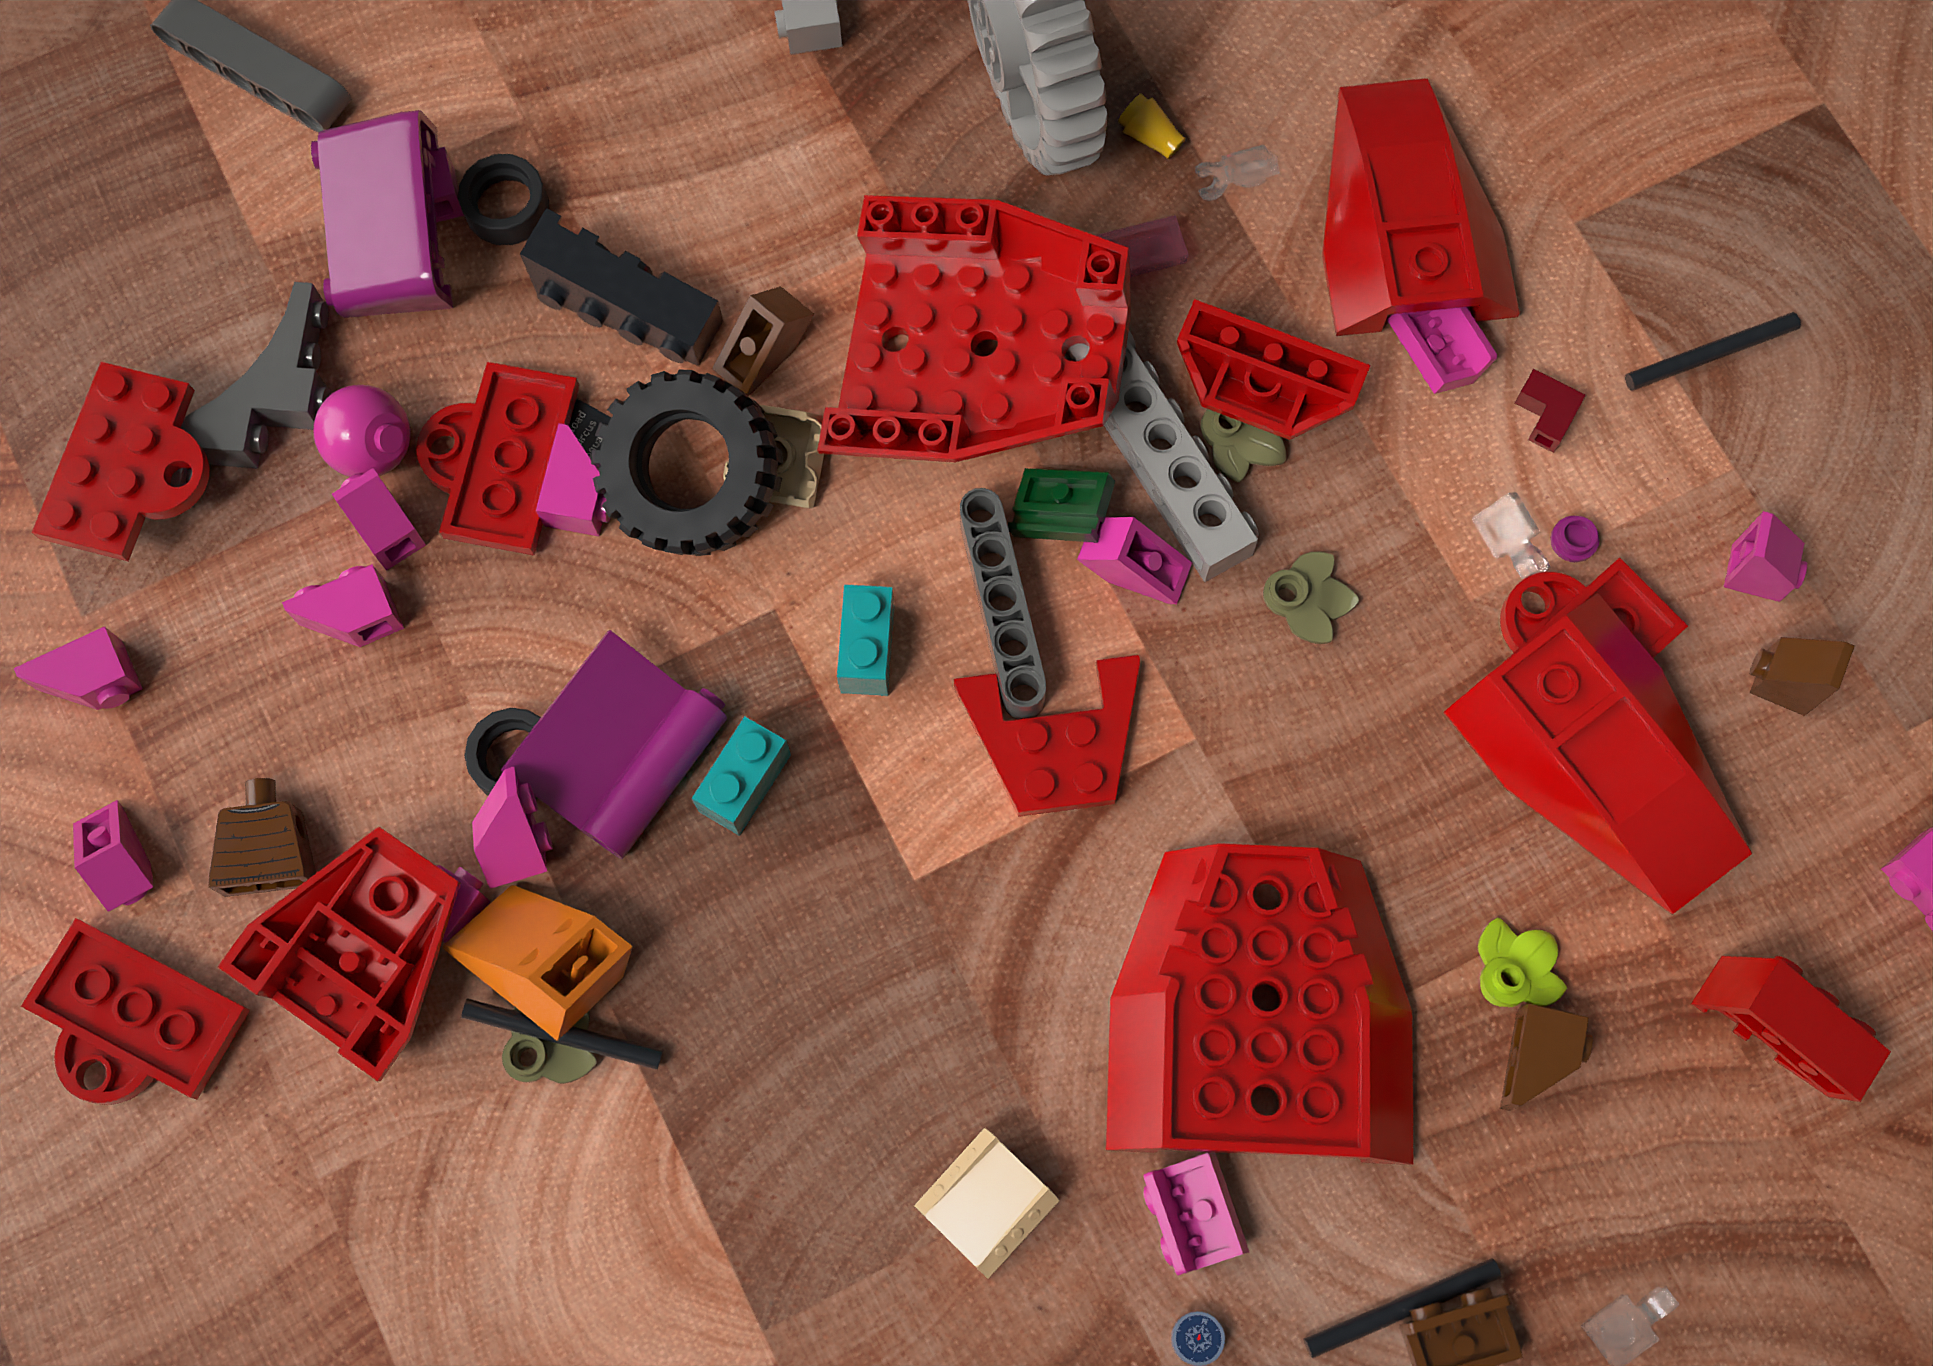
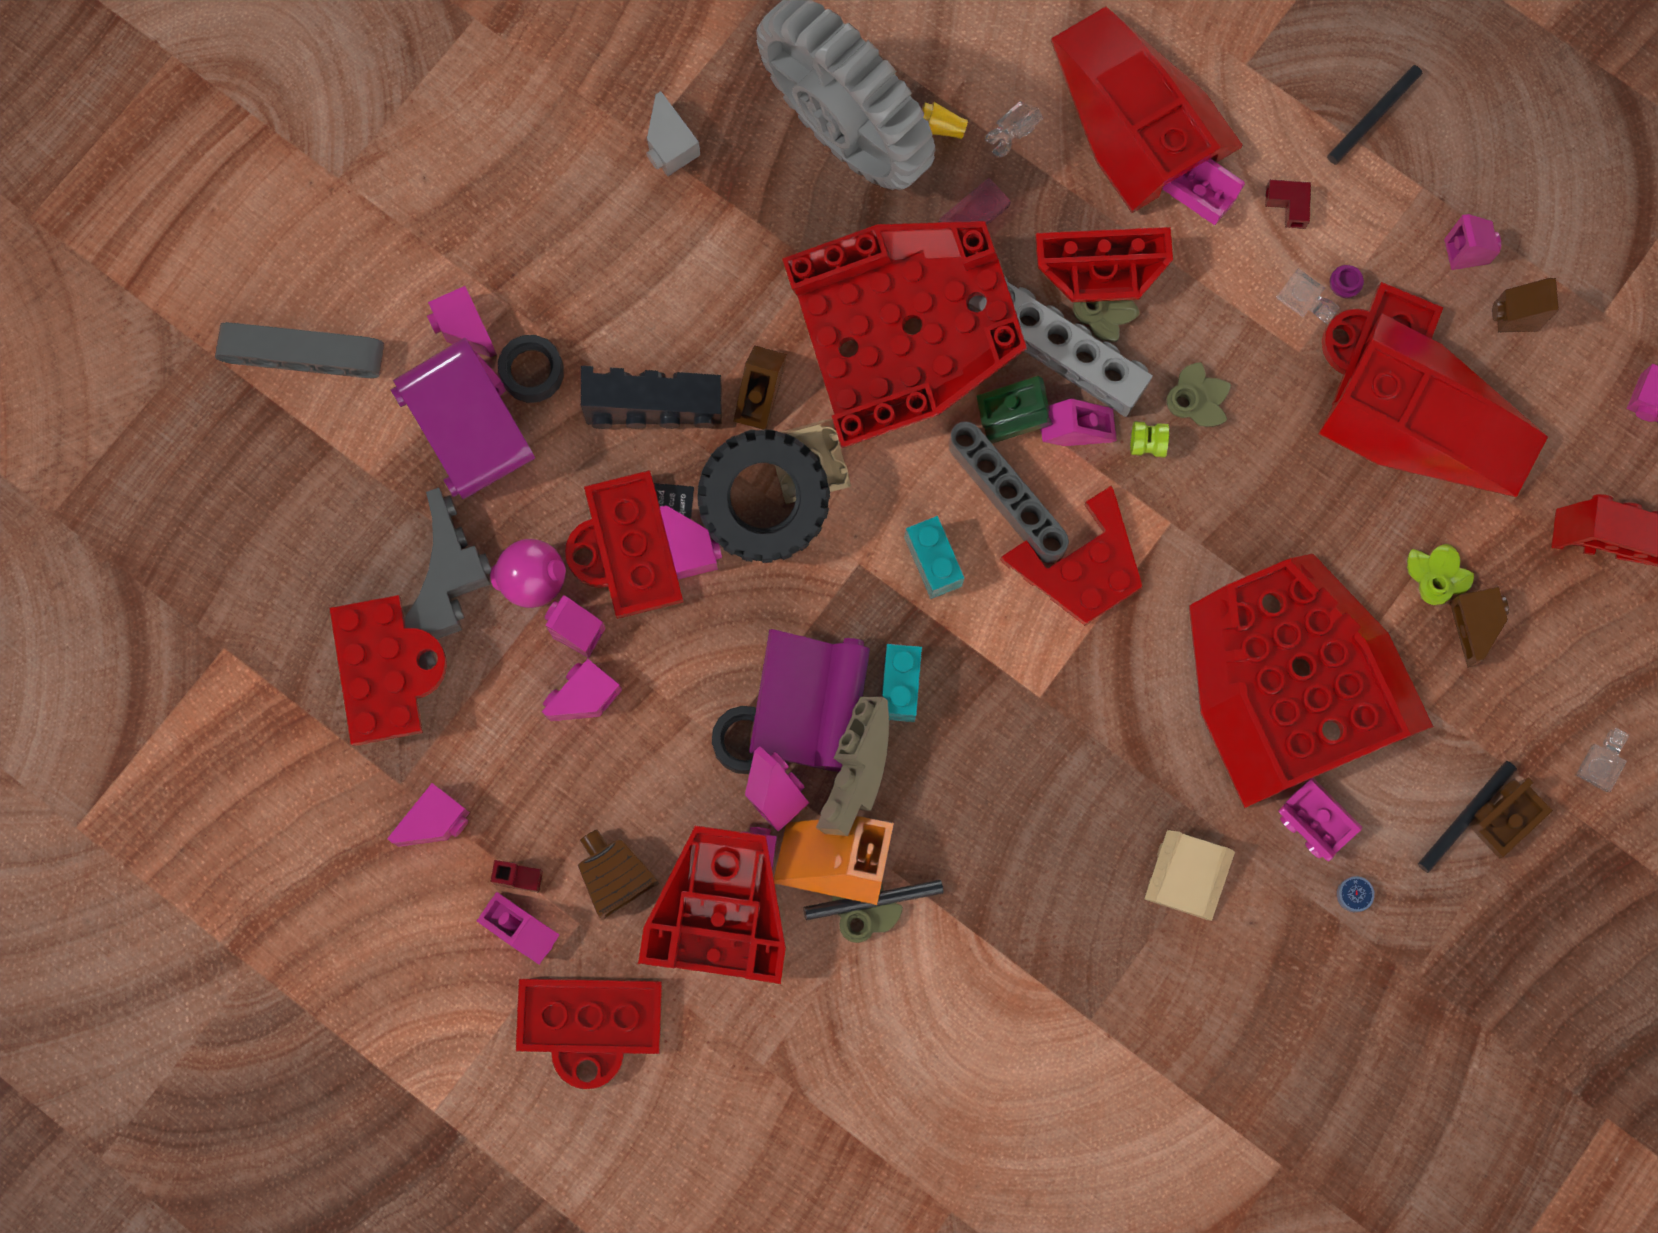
camera: 30 degrees left, 5 degrees up
(144, 789) = (515, 876): none -> dark red piece
(454, 105) = (458, 319): none -> dark pink slope
(640, 841) = (863, 758): none -> dark tan slope
(1226, 626) = (1149, 439): none -> lime wheel

